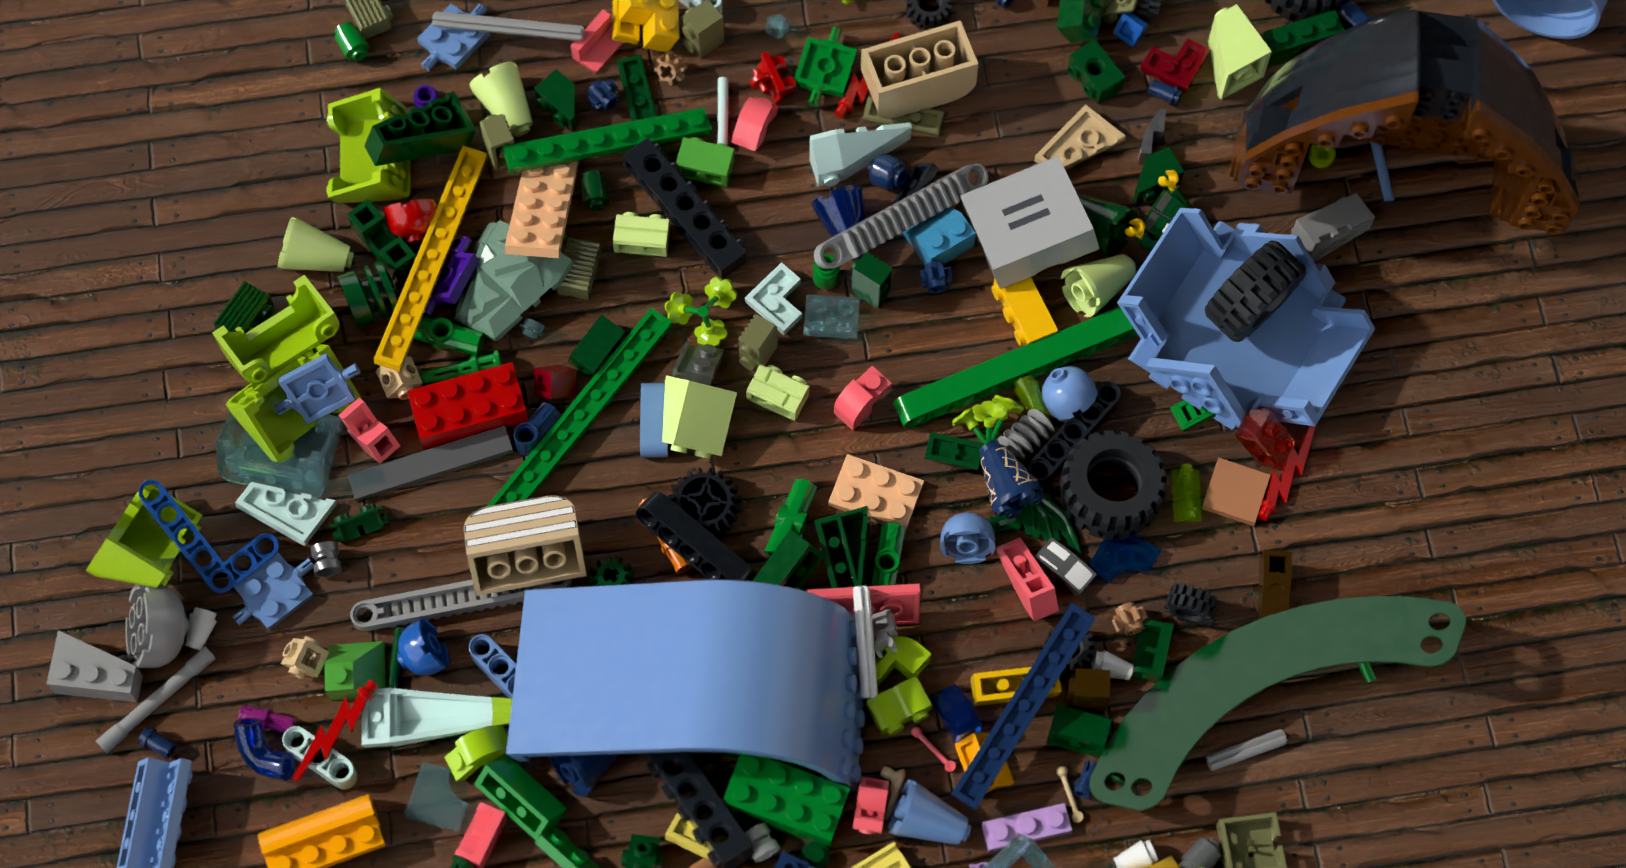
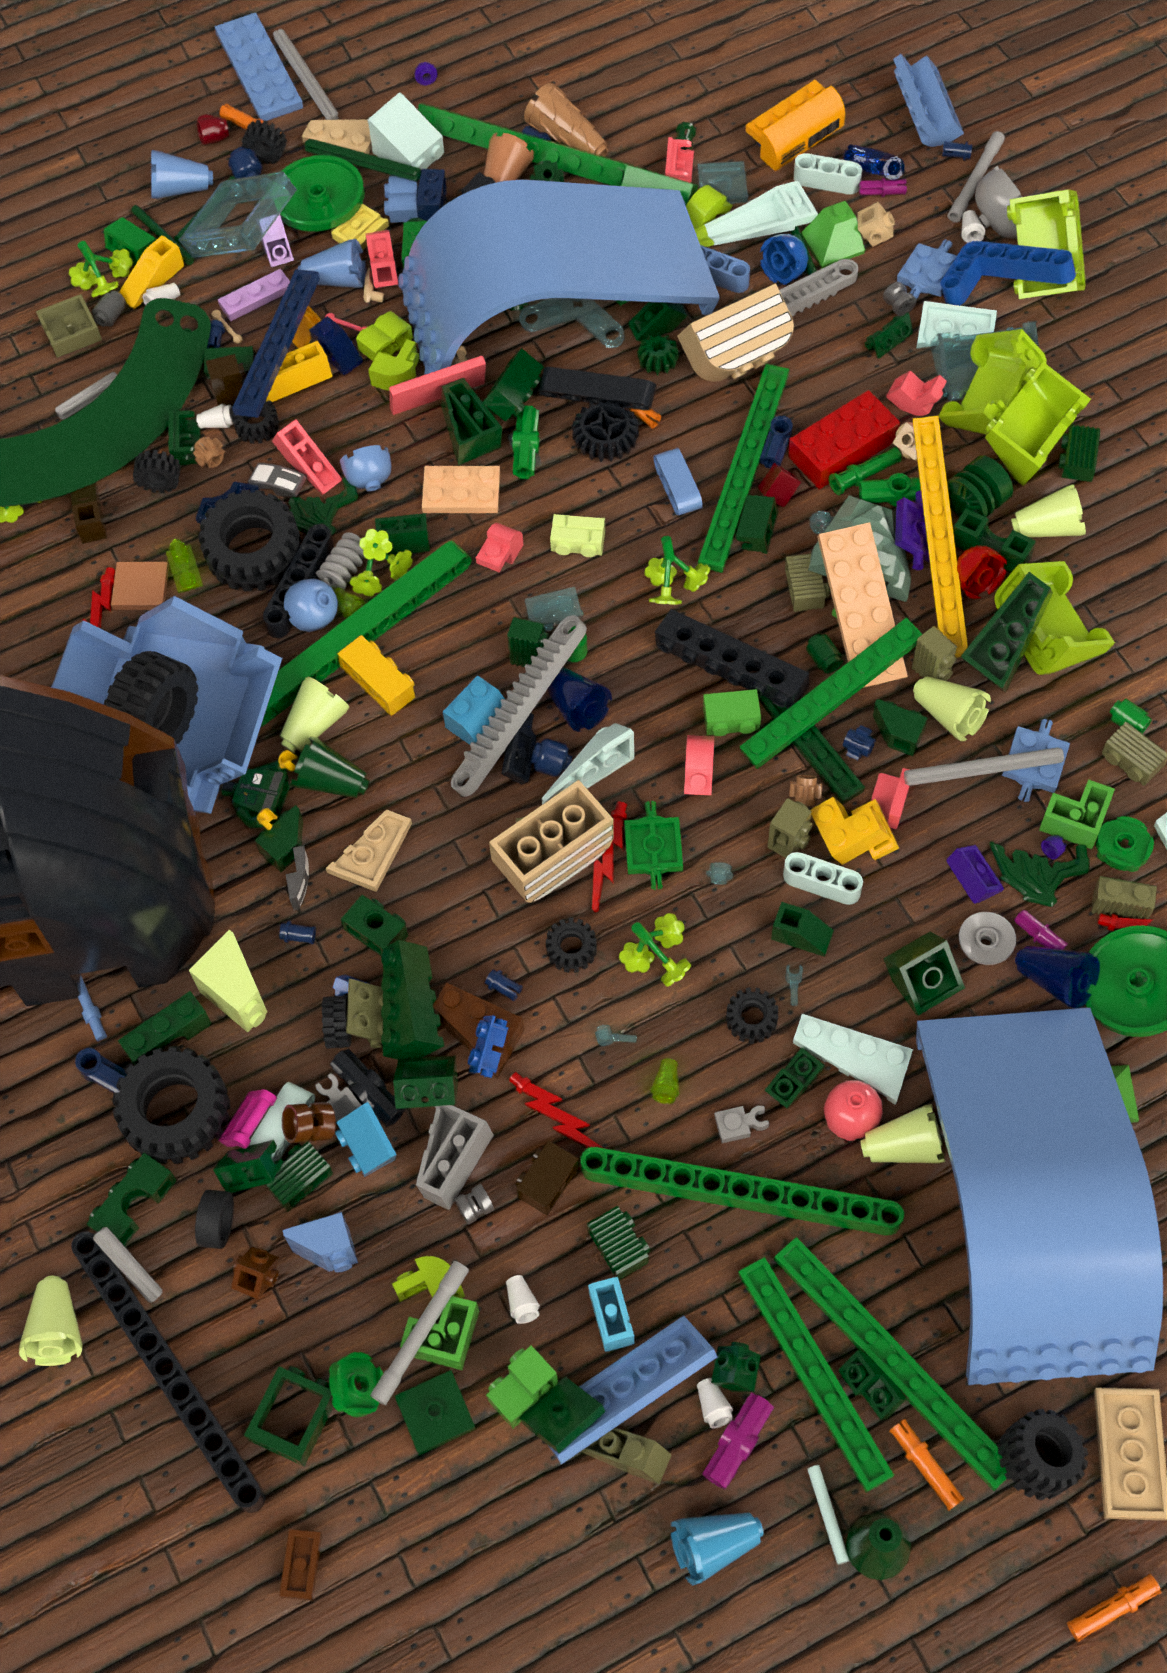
camera: 165 degrees right, 5 degrees down
(90, 672) = (1039, 169): light grey wedge -> none
(317, 388) = (977, 392): medium blue plate -> none
(344, 714) = (812, 204): red piece -> none
(422, 92) = (1029, 686): dark purple plate -> none
(430, 463) = (875, 380): dark grey tile -> none
(641, 234) = (762, 626): yellowish green brick -> none
(696, 416) = (641, 484): yellowish green slope -> none
(698, 363) = (653, 525): flat silver plate -> none
(723, 110) = (736, 771): light aqua bar -> none
(757, 342) = (610, 557): olive brick -> none
(769, 80) = (708, 823): red hips -> none
(770, 301) = (617, 612): light aqua plate -> none
(865, 641) = (424, 347): white axle -> none
(883, 631) = (412, 366): light grey plate -> none
(889, 550) = (430, 431): green piece -> none
(936, 277) = (466, 671): dark blue gear -> none
(1008, 481) = (341, 505): dark blue cone -> none
(1029, 222) = (392, 729): light grey tile -> none
(1176, 70) = (288, 959): dark red plate -> none
(1265, 438) = (121, 614): clear red brick -> none

